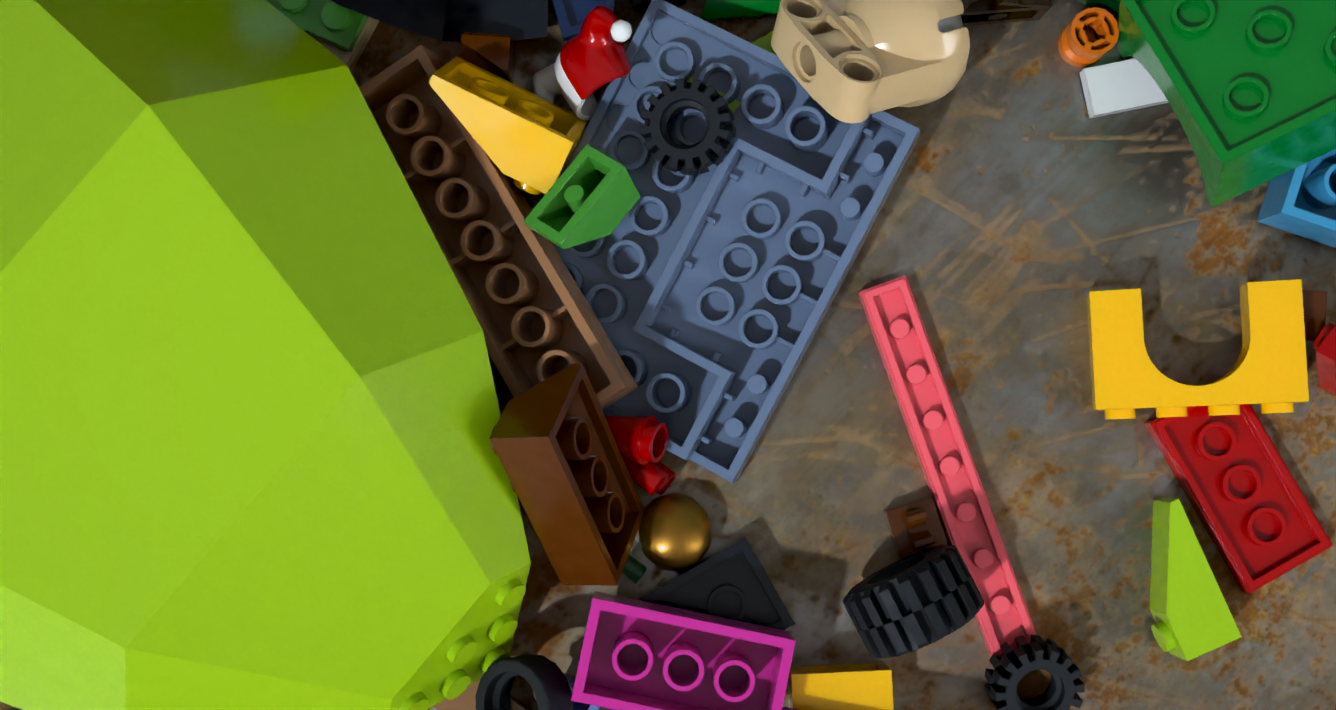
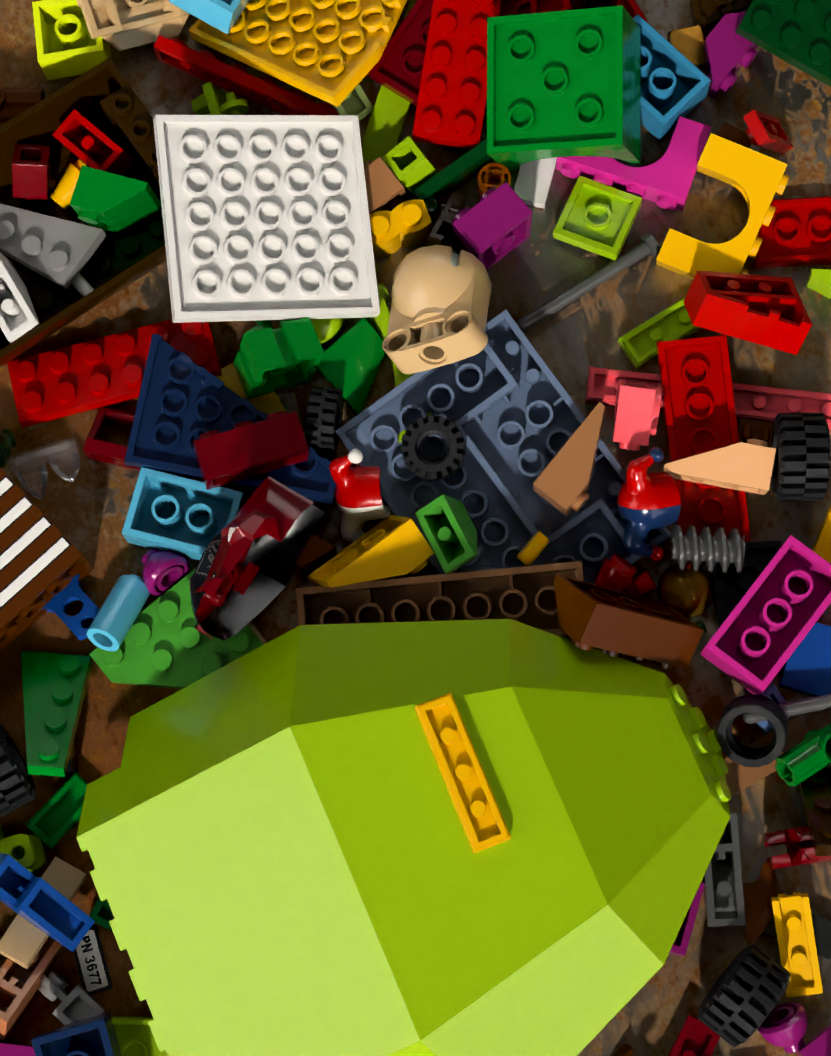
camera: 60 degrees left, 10 degrees down
(199, 369) = (462, 773): none -> yellow tile
(622, 317) = (533, 548): none -> yellow tile
(732, 538) = (707, 548): none -> dark grey piece
(745, 316) = (570, 472): none -> medium nougat slope
(749, 433) = (647, 504): none -> piece
(857, 523) = (734, 467): none -> light nougat slope
(865, 362) = (635, 413): none -> coral brick
(876, 465) = (699, 420): none -> red plate
(1010, 352) = (665, 326): none -> lime tile
(1026, 59) = (492, 226): none -> magenta brick
(1082, 444) = (749, 308): none -> red wedge
(1103, 273) = (648, 246): none -> dark grey bar
(1110, 190) = (597, 218): none -> lime plate
(1201, 250) = (662, 182): none -> dark pink arch

